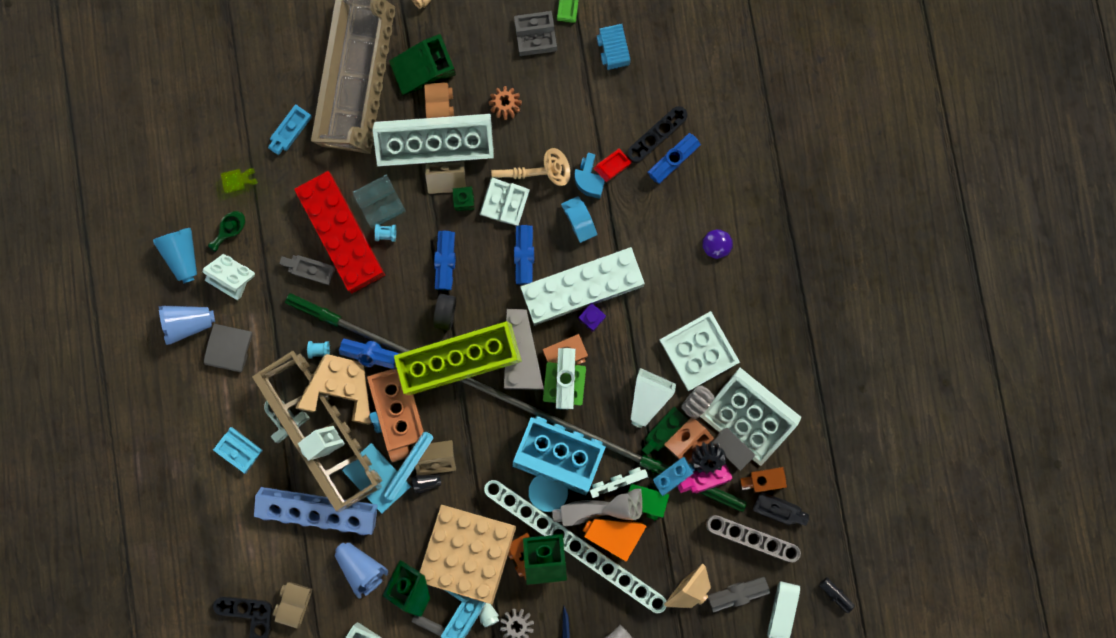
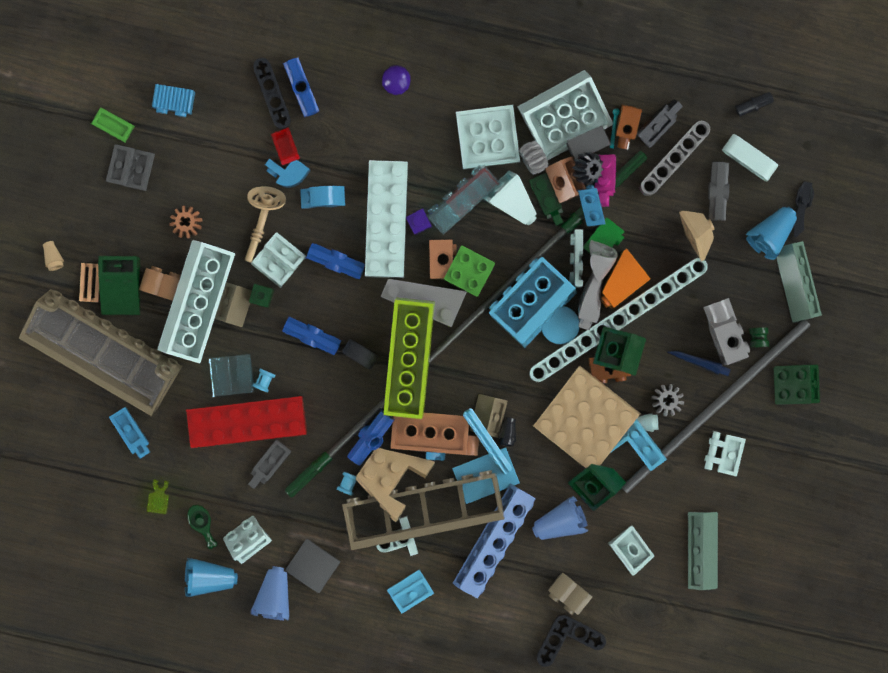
camera: 70 degrees left, 5 degrees up
(320, 443) = (437, 510): light aqua hinge -> none
(397, 37) = (89, 289): none -> light nougat tile
(565, 392) = (478, 273): light aqua piece -> none
(631, 351) = (463, 199): none -> clear light blue brick
(773, 464) = (616, 112): none -> teal hinge

